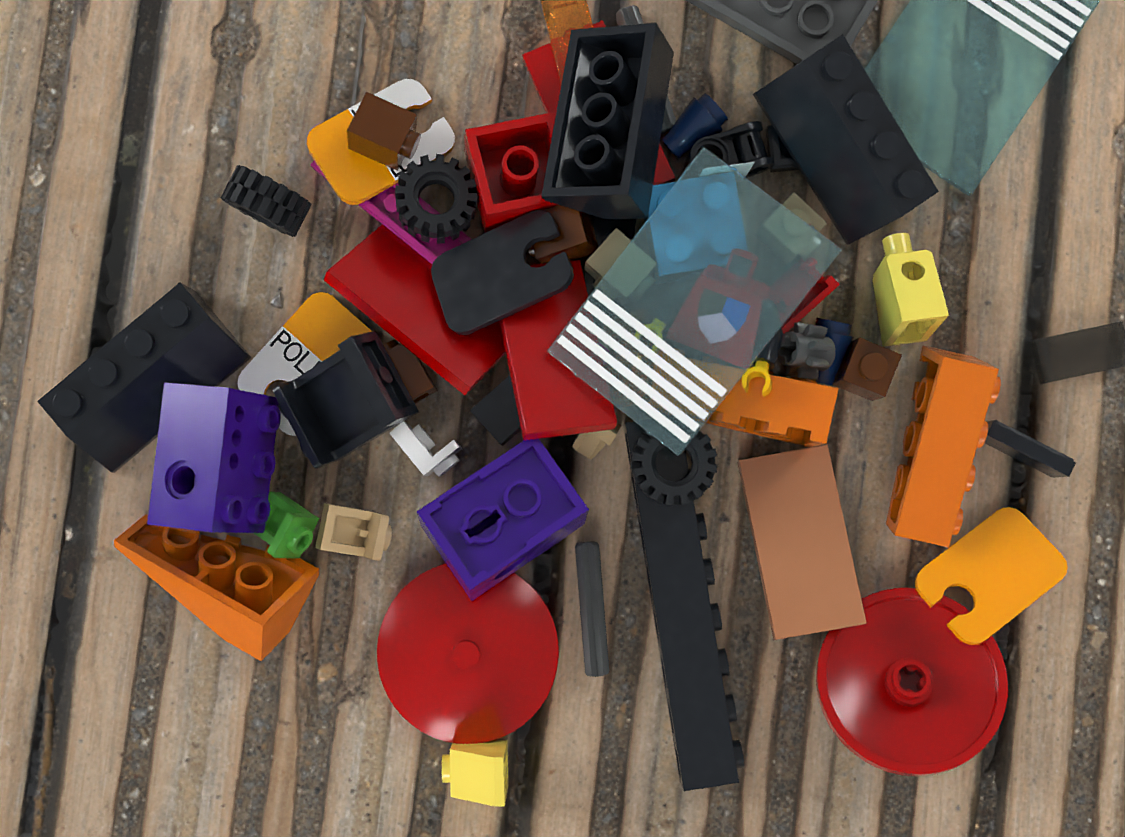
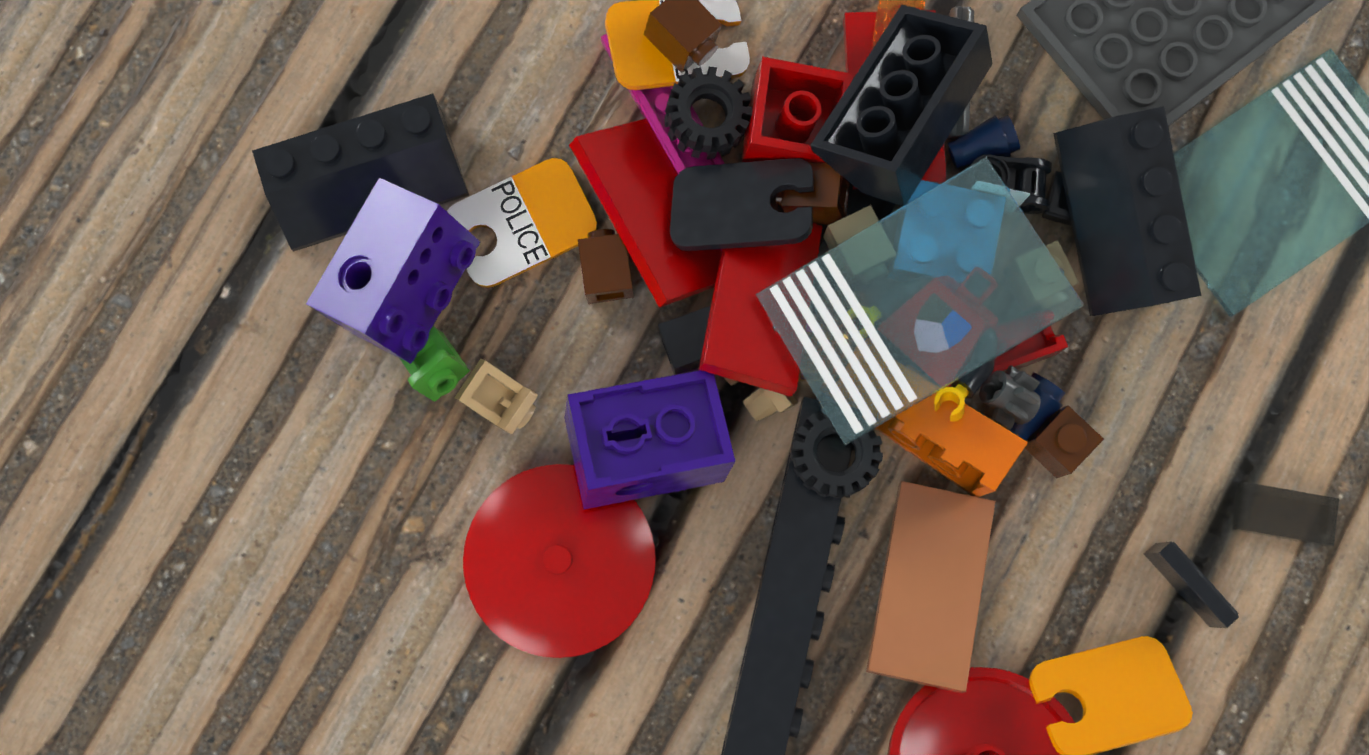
camera: 25 degrees right, 5 degrees down
(225, 584) = (358, 405): orange wedge -> none
(266, 200) = (545, 51): black tyre -> none
(345, 400) = (543, 267): black panel -> none
(417, 446) = (593, 339): white bracket -> none
(477, 772) = (520, 679): light yellow slope -> none
(592, 608) = (698, 568): dark grey axle -> none
(907, 293) = (1132, 384): light yellow torso -> none
(942, 446) = (1109, 548): orange wedge -> none

